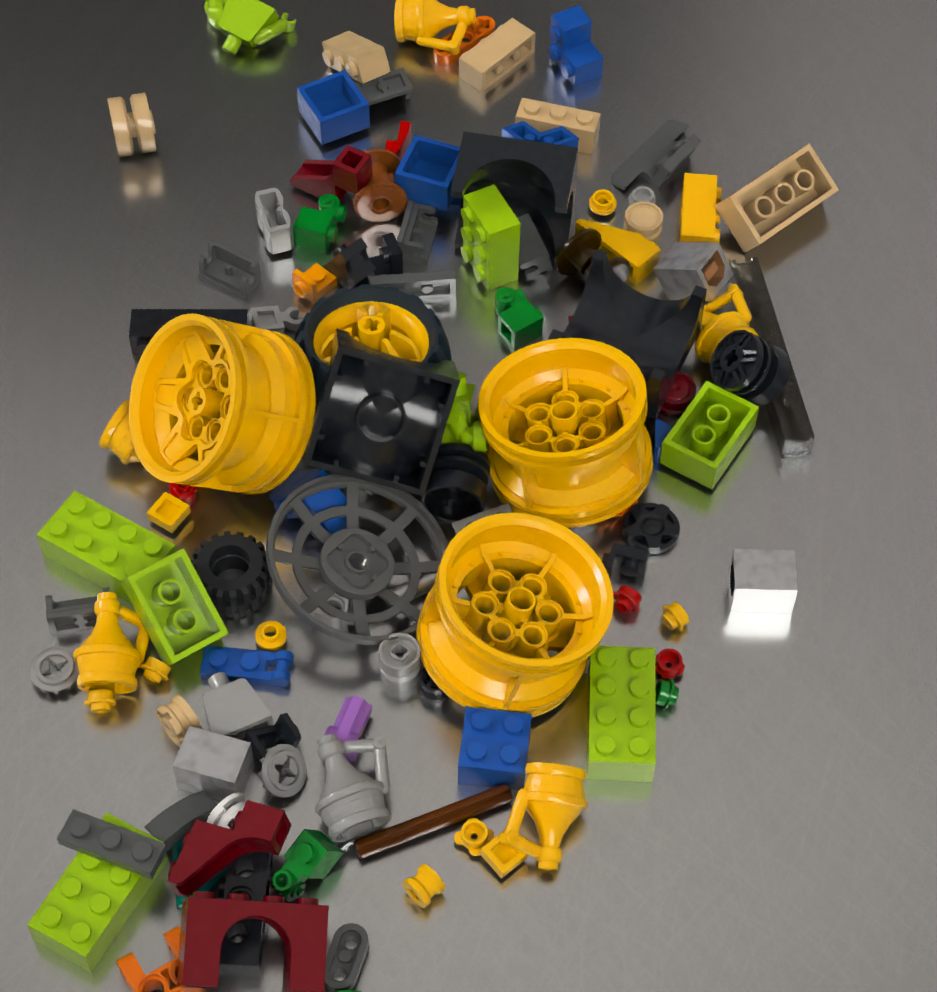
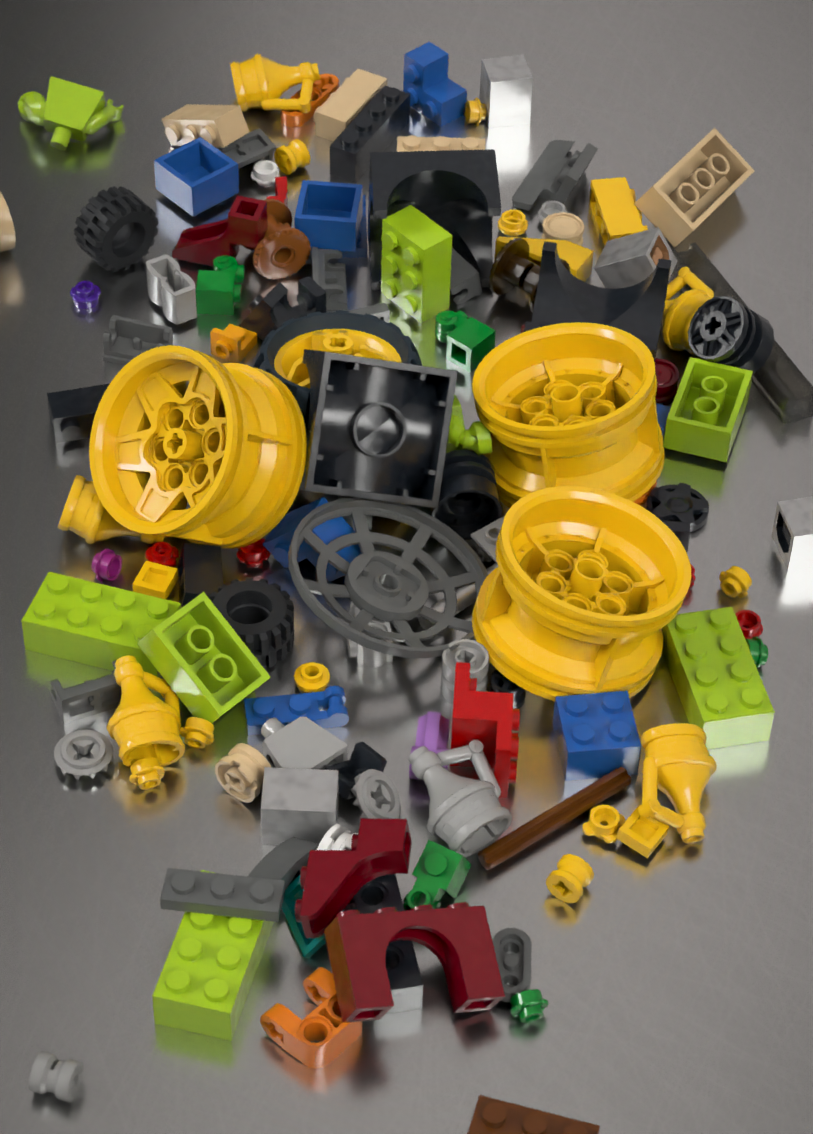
camera: 15 degrees left, 10 degrees down
(133, 488) = (106, 565): none -> magenta plate
(203, 209) = (85, 294): none -> dark purple plate
(205, 516) = (199, 571): none -> black hinge
(242, 152) = (116, 228): none -> black tyre
(260, 507) = (253, 554): none -> red plate
(397, 720) = (488, 719): none -> red bracket
(398, 111) = (265, 173): none -> white plate
(427, 99) = (292, 156): none -> yellow wheel
(503, 87) = (369, 132): none -> black brick
(608, 78) = (475, 111): none -> yellow plate
(638, 64) = (506, 91): none -> flat silver piece

